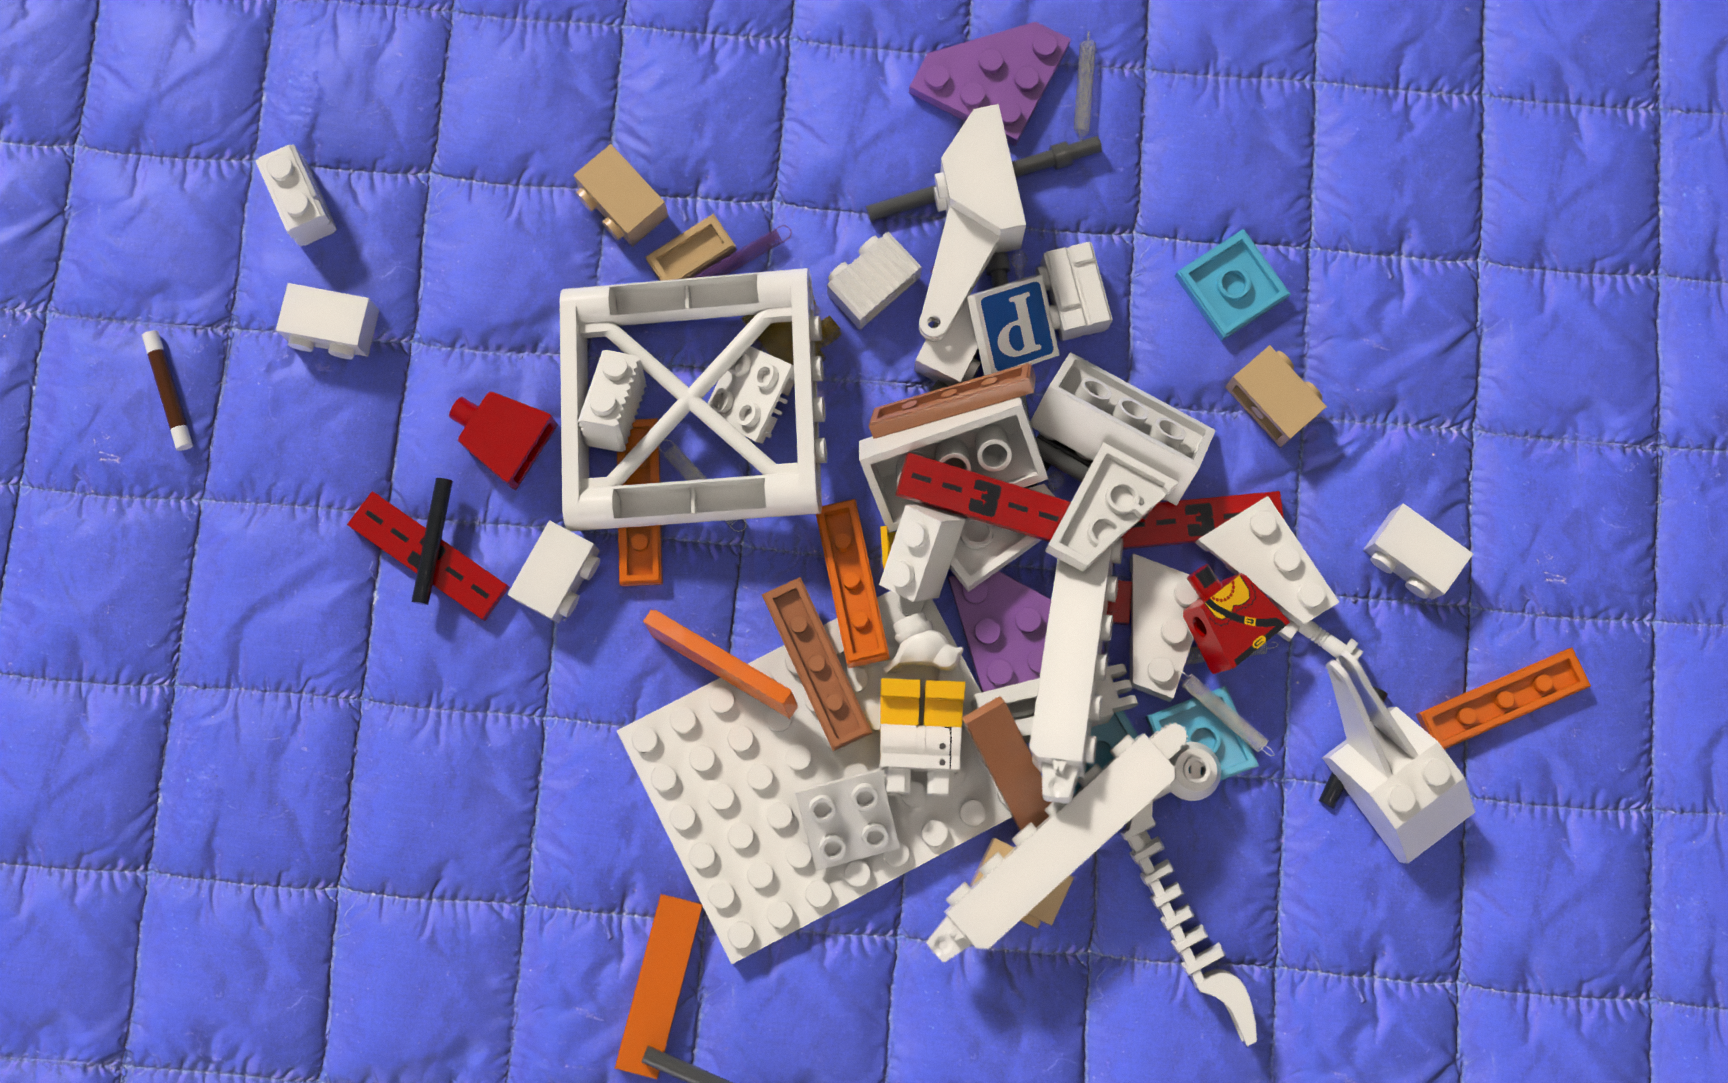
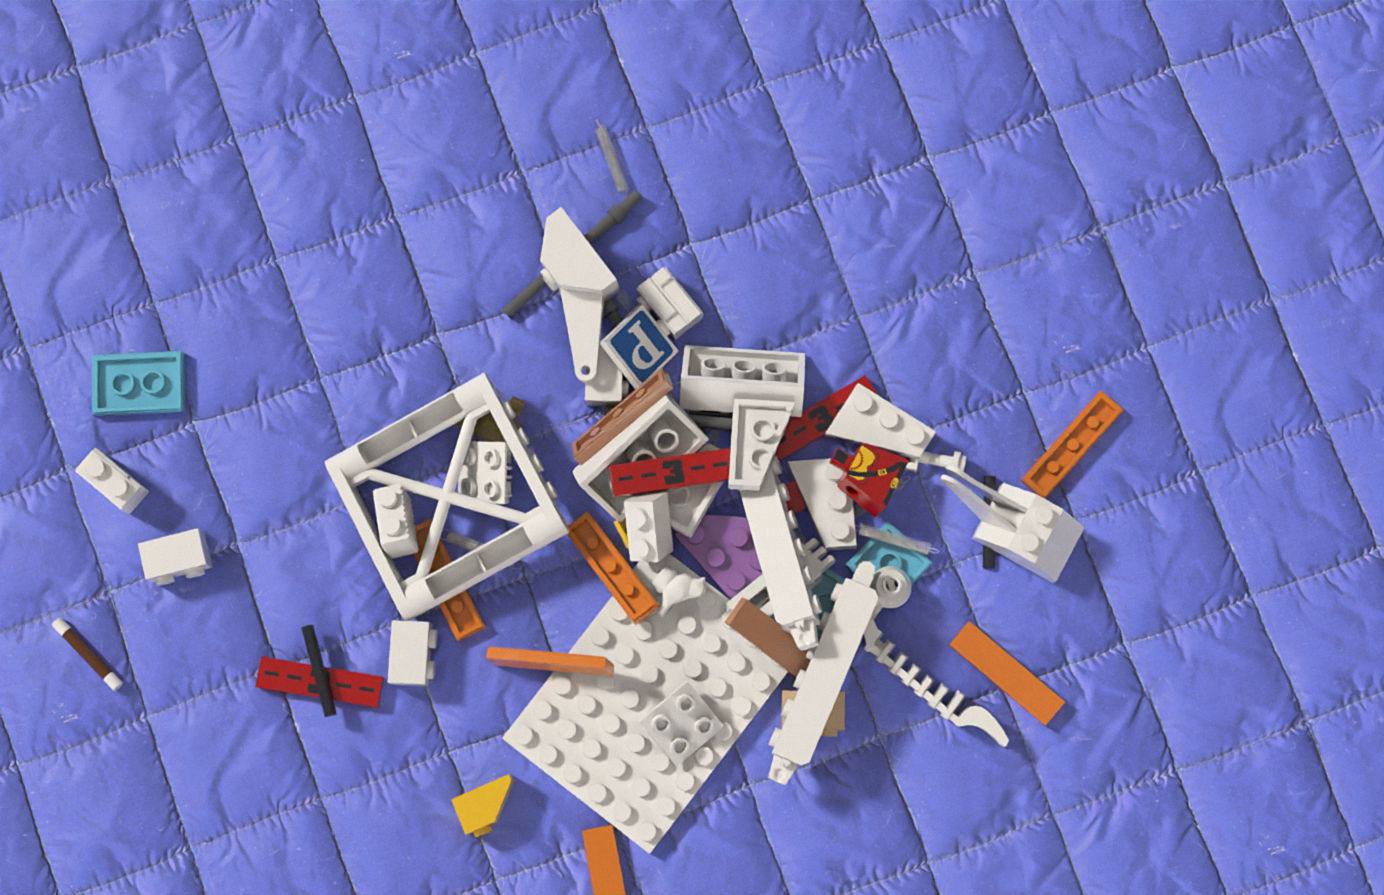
camera: 20 degrees left, 0 degrees up
(387, 96) = (138, 383): none -> medium azure tile
(503, 434) = (331, 577): red torso -> none
(552, 804) = (482, 806): none -> yellow slope
(620, 196) = (332, 379): tan brick -> none
(692, 251) = (398, 395): tan tile -> none
(764, 241) = (433, 379): medium lavender piece -> none
(816, 664) = (613, 632): nougat tile -> none
(872, 279) = (530, 357): white brick -> none
(924, 747) = (704, 655): hips -> none
(995, 69) = (546, 180): medium lavender plate -> none
(1232, 285) = (772, 249): medium azure tile -> none
(1276, 395) = (834, 312): tan brick -> none
(1290, 951) = (1006, 673): none -> orange tile
(1417, 553) = (972, 375): white brick -> none

